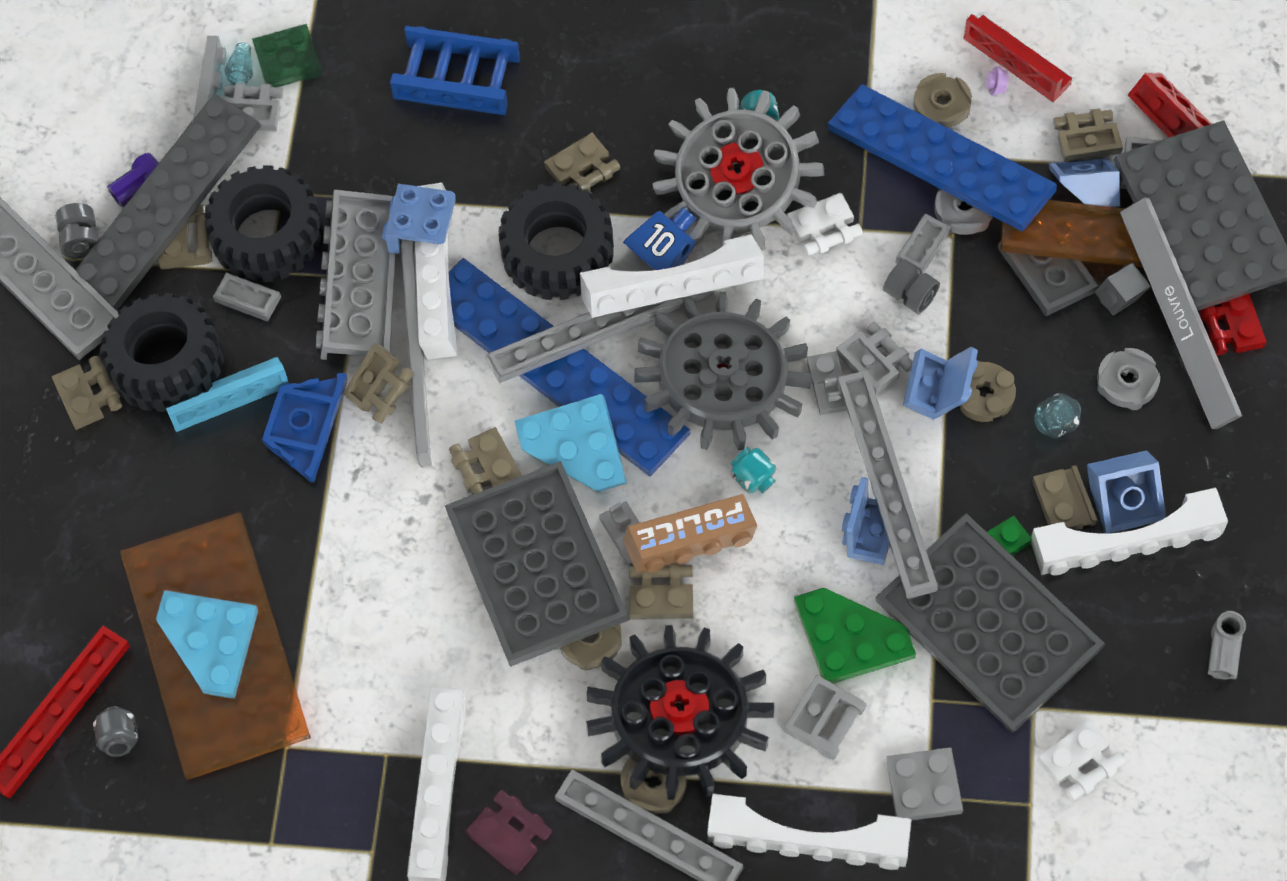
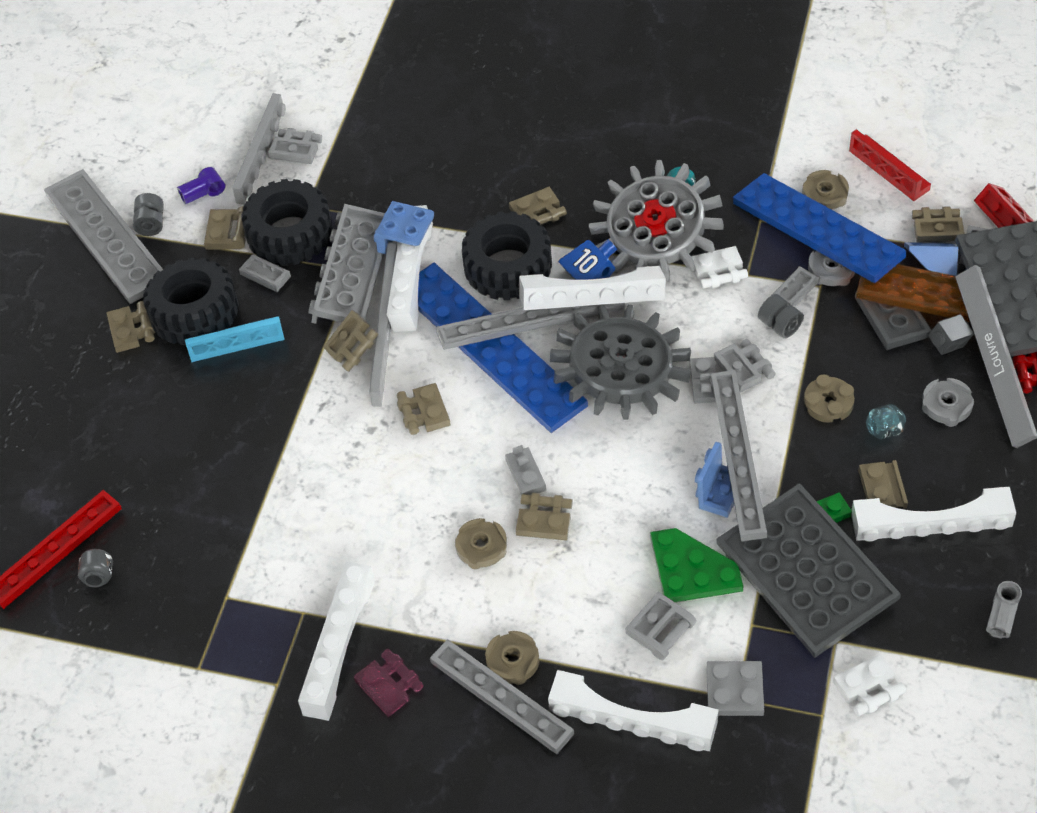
camera: 10 degrees right, 10 degrees down
(167, 200) = (218, 198): dark grey plate -> none
(209, 638) = (182, 507): medium azure plate -> none
(212, 729) = (186, 517): clear orange plate -> none
(240, 64) = (293, 116): clear light blue cone -> none
(287, 56) = (330, 115): clear green plate -> none
(303, 422) = (289, 363): blue wing -> none
(453, 94) = (448, 150): blue fence -> none
(536, 563) = (448, 483): dark grey plate -> none
(579, 438) = (496, 400): medium azure plate -> none
(690, 534) = (573, 473): medium nougat brick -> none
(696, 706) = (542, 606): black gear -> none
(753, 470) = (633, 435): teal head -> none
(938, 383) = (790, 387): medium blue bracket -> none
(997, 80) = (870, 180): lavender plate -> none
(1127, 491) = (935, 482): medium blue slope -> none

